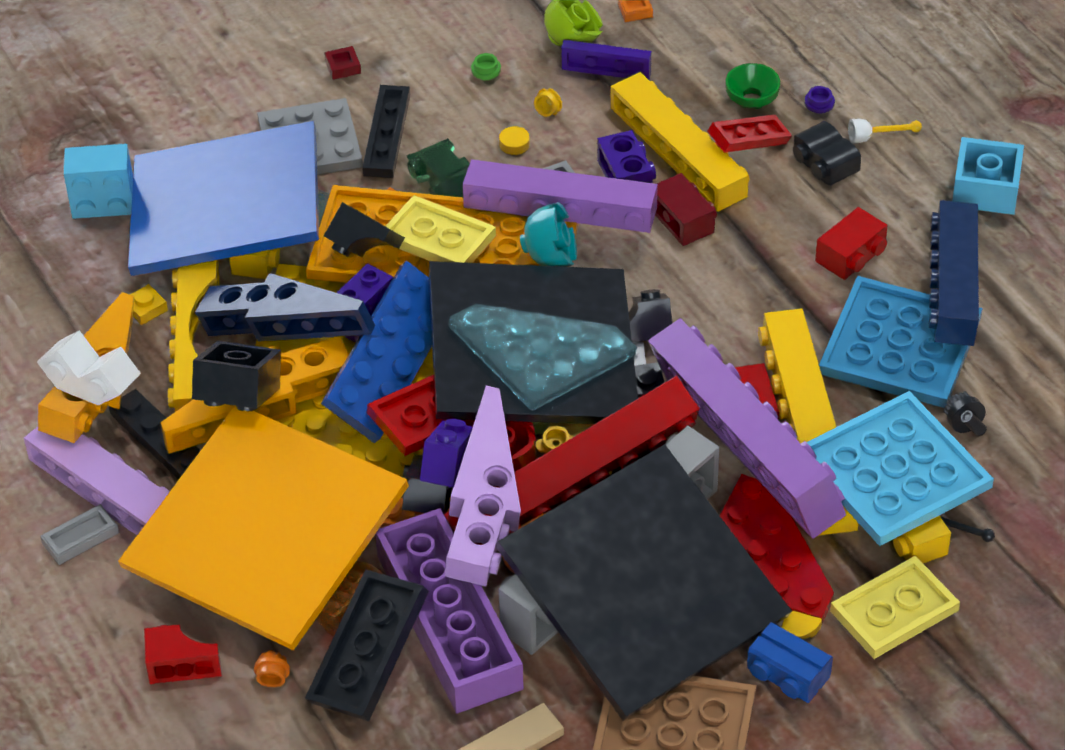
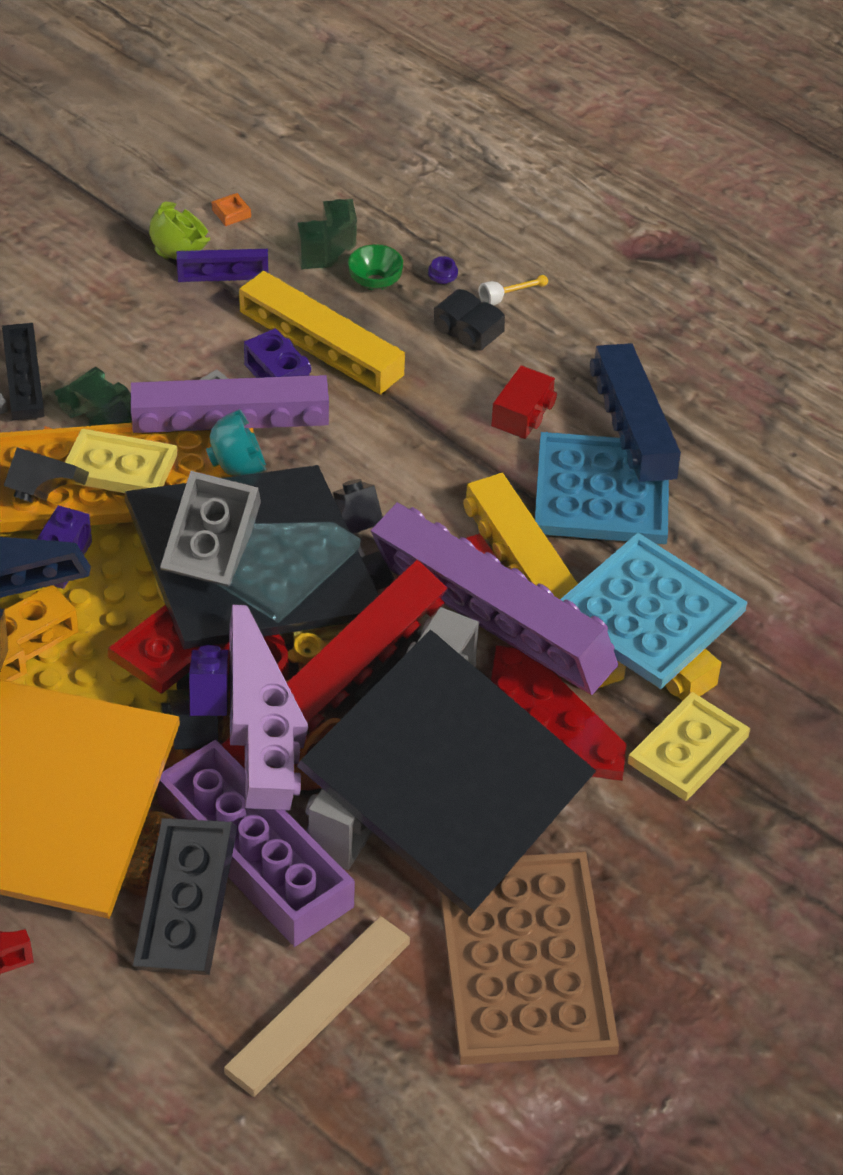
camera: 20 degrees left, 0 degrees up
(271, 669) = (88, 943): orange plate -> none
(389, 355) = (111, 597): blue plate -> none
(486, 66) = (102, 291): bright green plate -> none
(489, 311) = (211, 528): none -> light grey slope
(514, 140) = (155, 359): yellow tile -> none
(547, 102) = (174, 321): yellow plate -> none
(684, 210) = (353, 398): dark red brick -> none
(711, 52) = (323, 241): none -> clear green brick
(749, 133) = (390, 312): red plate -> none
(789, 663) = (609, 822): blue brick -> none
(802, 625) = (603, 786): yellow tile -> none
(965, 414) = (689, 545): black piece -> none
(987, 534) = (748, 658): black hinge -> none
(988, 174) = (631, 313): medium azure brick -> none

